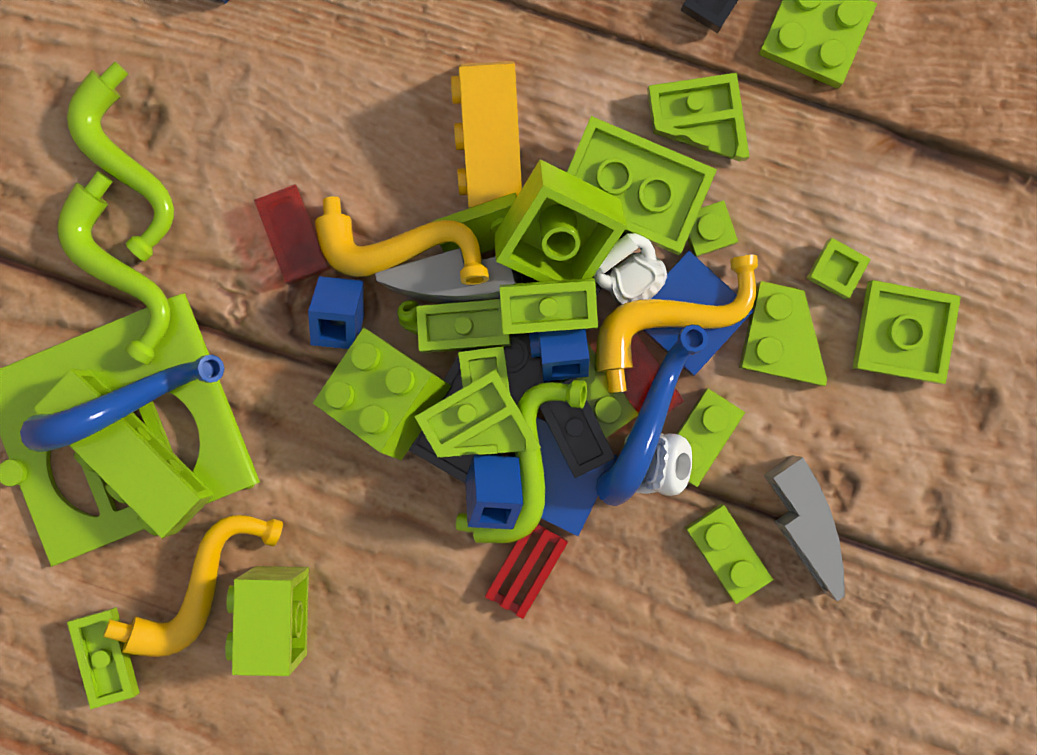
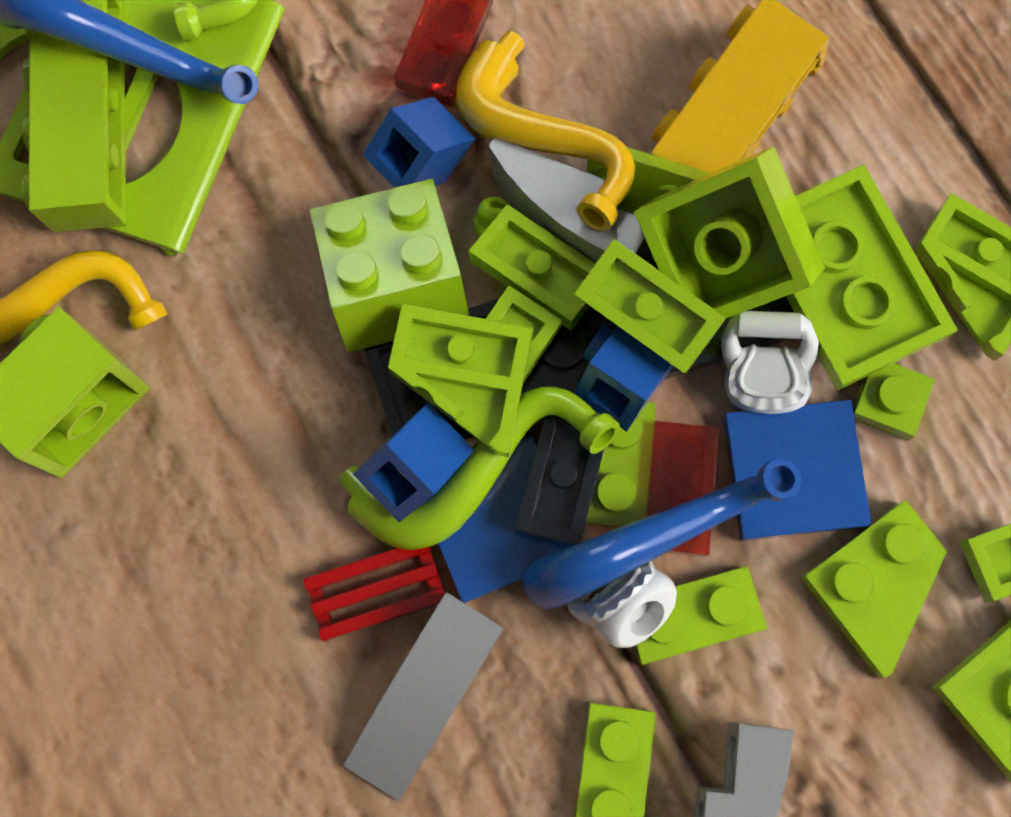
camera: 40 degrees right, 10 degrees down
(600, 599) = (423, 696): none -> light grey slope
(619, 327) = (709, 409): yellow animal -> none

